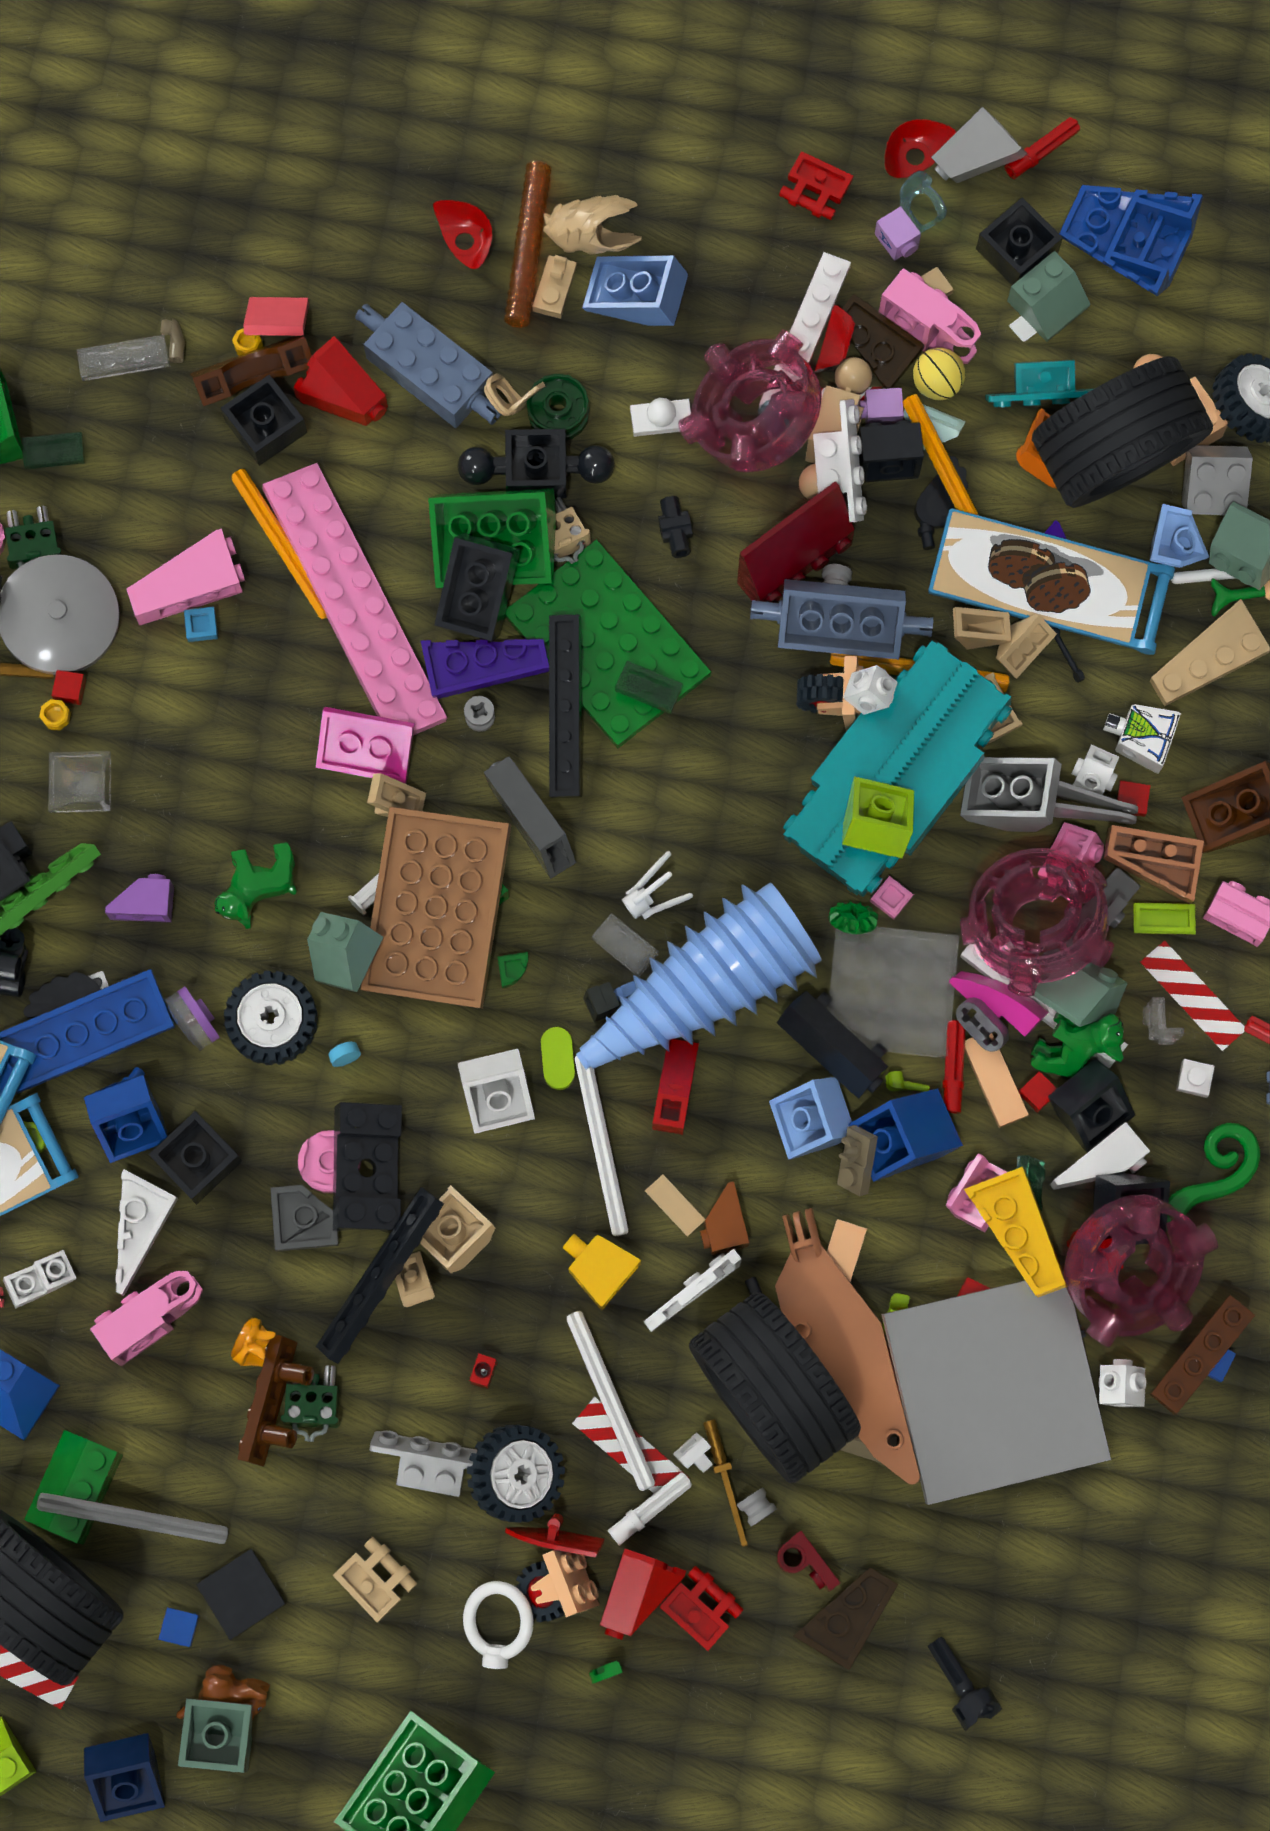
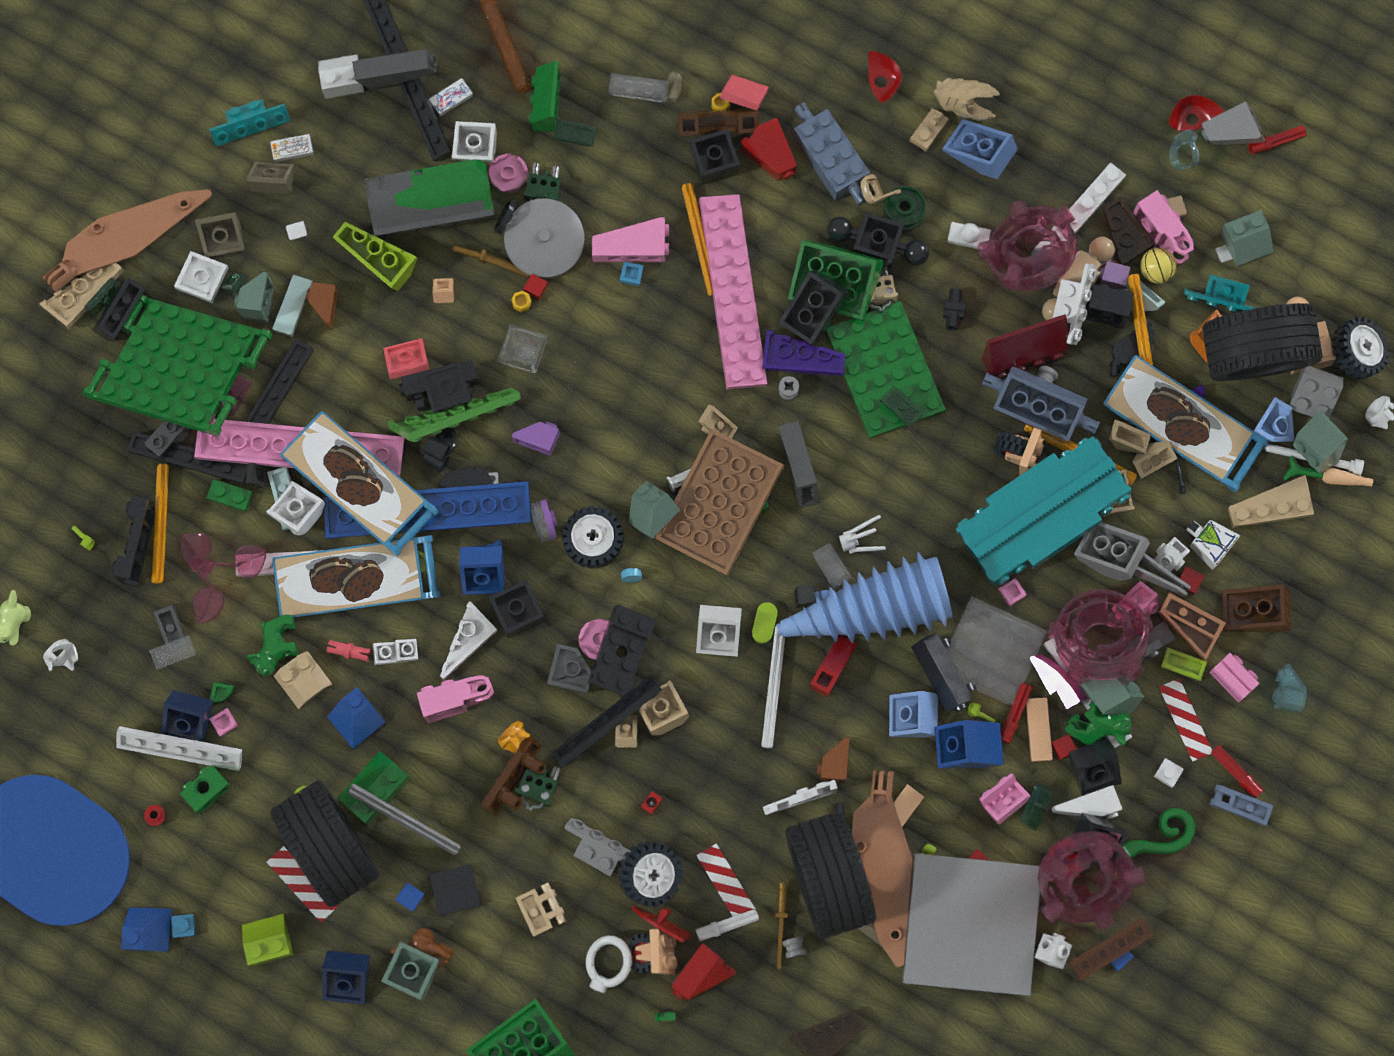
camera: 20 degrees right, 0 degrees up
(255, 883) = (611, 449): green animal -> none
(364, 744) = (709, 384): plate -> none
(512, 968) = (755, 556): green tile -> none
(527, 244) = (920, 96): clear orange piece -> none
(565, 707) = (844, 401): black plate -> none
(600, 1267) = (747, 763): yellow torso -> none
(610, 1401) = (725, 849): white axle -> none
(675, 1205) = (807, 740): tan sticker -> none
(693, 1452) = (766, 899): white tile -> none
(697, 1617) = (732, 1001): red plate -> none
(819, 178) = (1123, 113): red plate -> none
(820, 1574) = (820, 1004): dark red plate -> none
(836, 341) = (1098, 223): red piece -> none
(853, 918) = (982, 597): green gear -> none
(857, 1160) = (932, 751): dark tan plate -> none
(870, 689) = (1042, 455): white brick -> none
(878, 817) = (1019, 538): lime slope -> none
(898, 234) = (1163, 166): lavender brick -> none
(982, 1024) = (1042, 692): flat silver beam -> none
(1016, 1221) = (1020, 825): yellow wing -> none
(1018, 241) = (1239, 196): black brick -> none
(1133, 231) = (1318, 214): blue wedge -> none
(1155, 1019) = (1155, 725): clear bracket -> none

